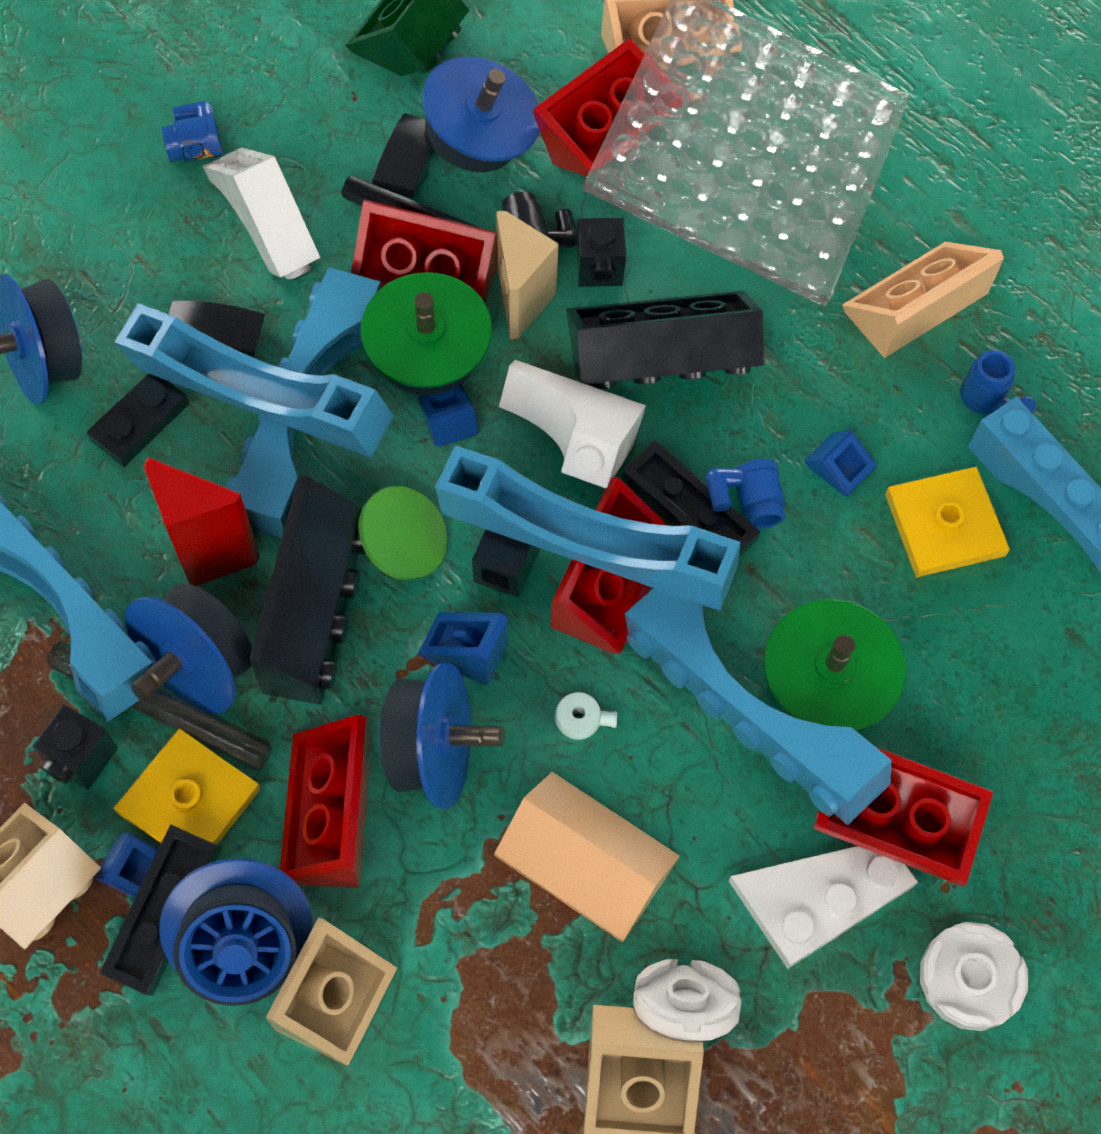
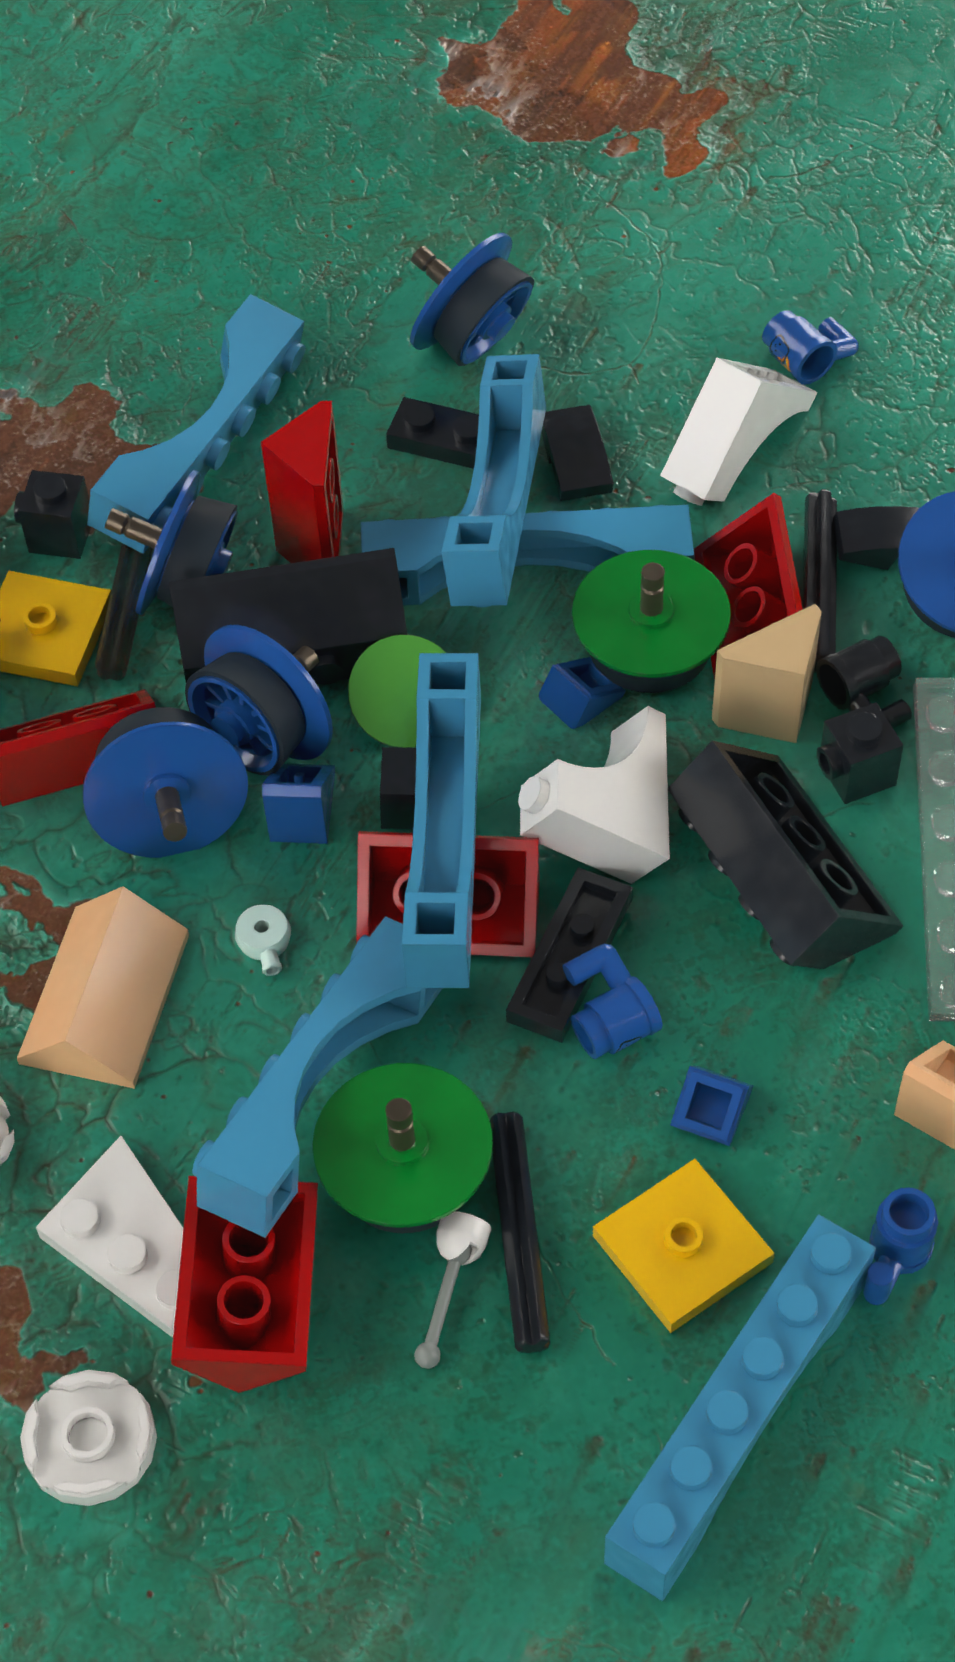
camera: 75 degrees right, 10 degrees down
(390, 633) = (260, 698): none -> blue piece
(922, 625) = (519, 1233): none -> black axle
(978, 716) = (460, 1241): none -> hinge

